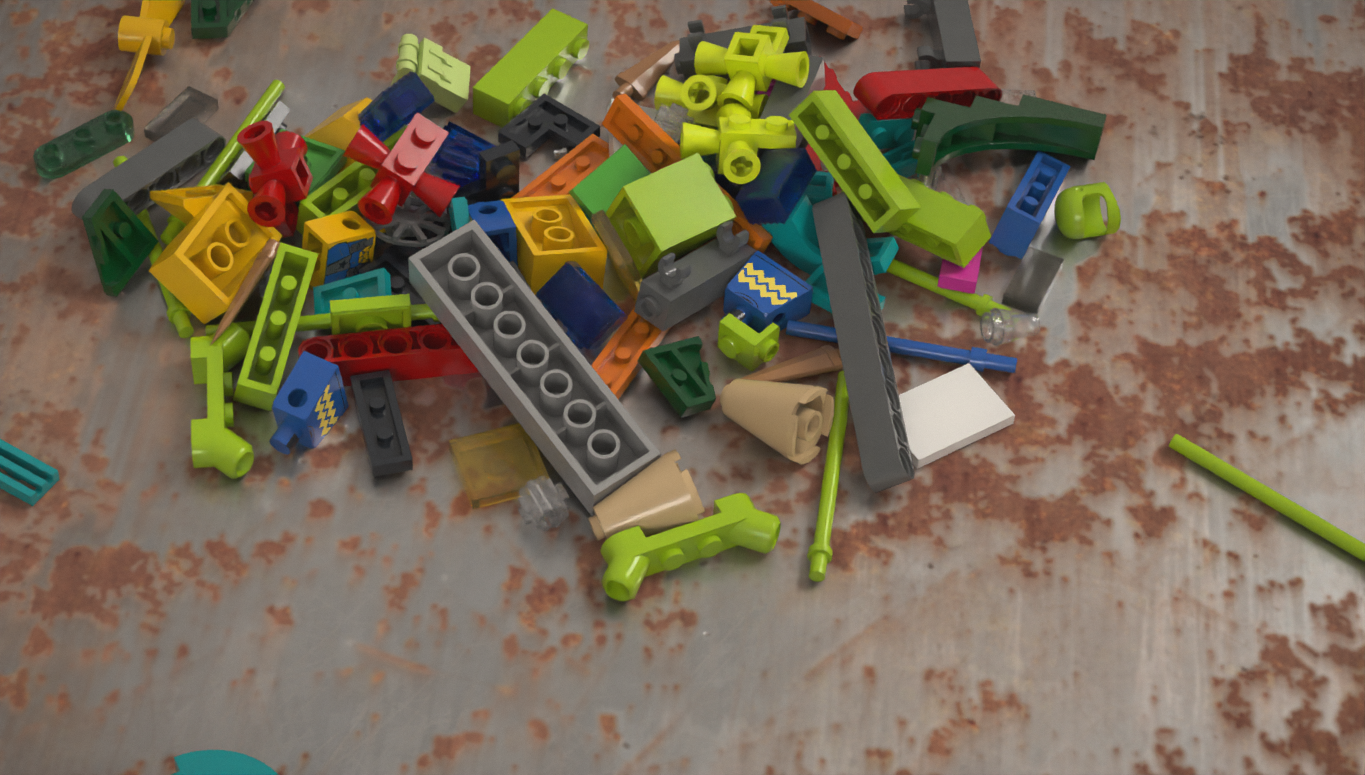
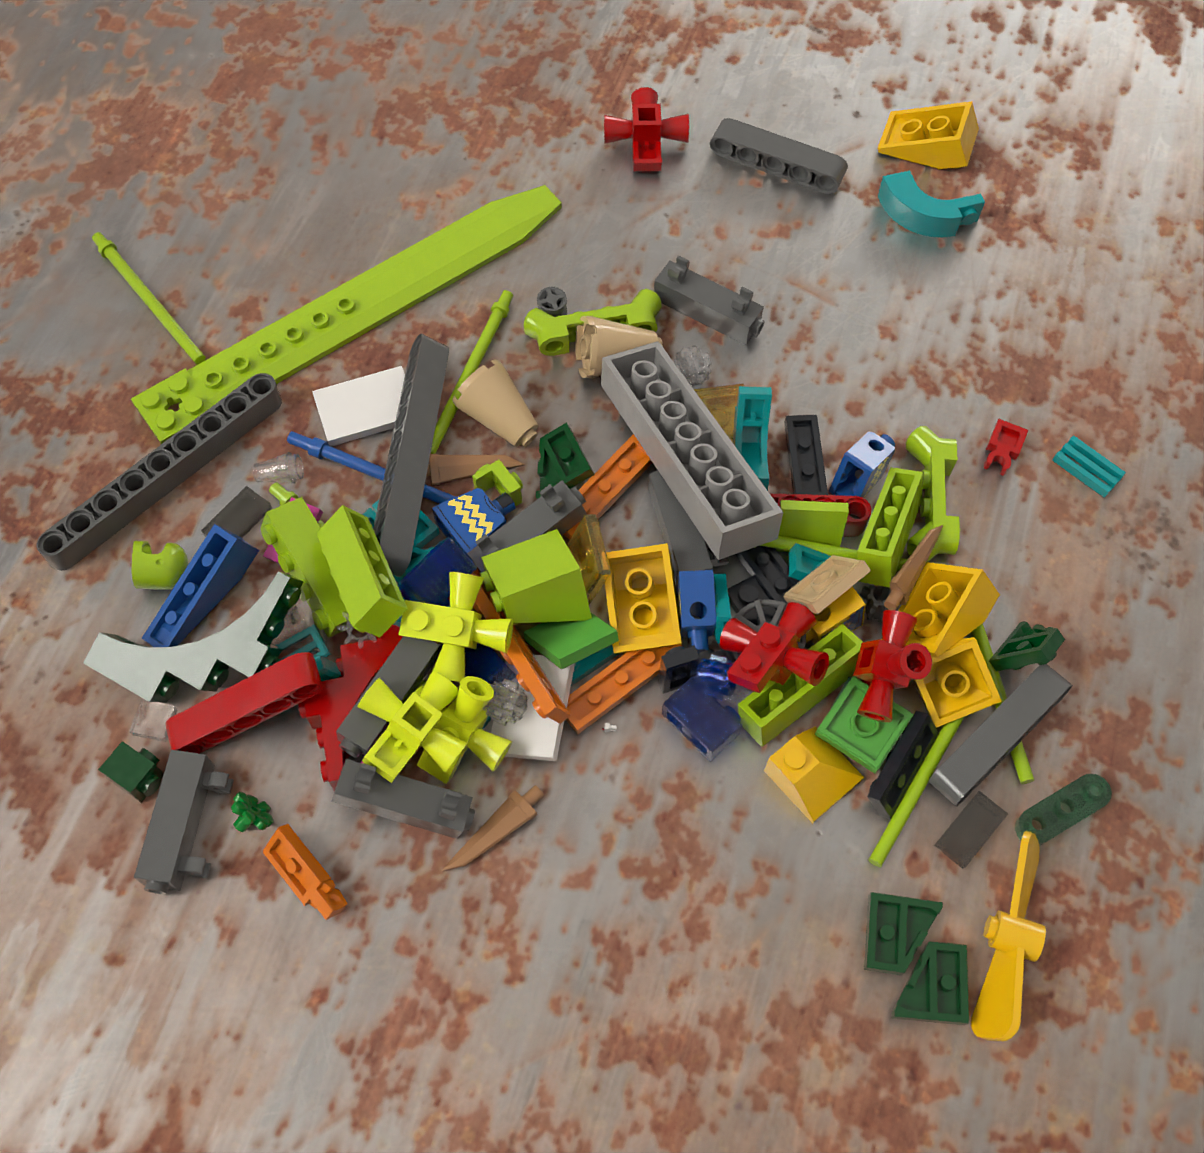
camera: 165 degrees left, 15 degrees up
(123, 476) = (1005, 444): none -> red plate
(256, 37) = (896, 931): none -> dark green wing
(349, 236) = (827, 582): none -> tan tile
(396, 106) = (774, 720): clear blue brick -> none
(441, 73) = (724, 826): yellowish green piece -> none
(451, 401) = (751, 428): none -> teal arch
(530, 68) = (619, 832): lime brick -> none
(538, 593) = (709, 302): none -> dark grey brick
(545, 121) = (617, 761): black plate -> none
(581, 306) = (630, 519): clear blue brick -> none
(758, 558) = (552, 297): none -> dark grey wheel
(884, 45) = (250, 812): none -> green plant
(1001, 548) = (349, 309): none -> lime wedge
(1011, 57) = (133, 771): none -> dark green brick
(1135, 310) = (150, 478): none -> dark grey beam

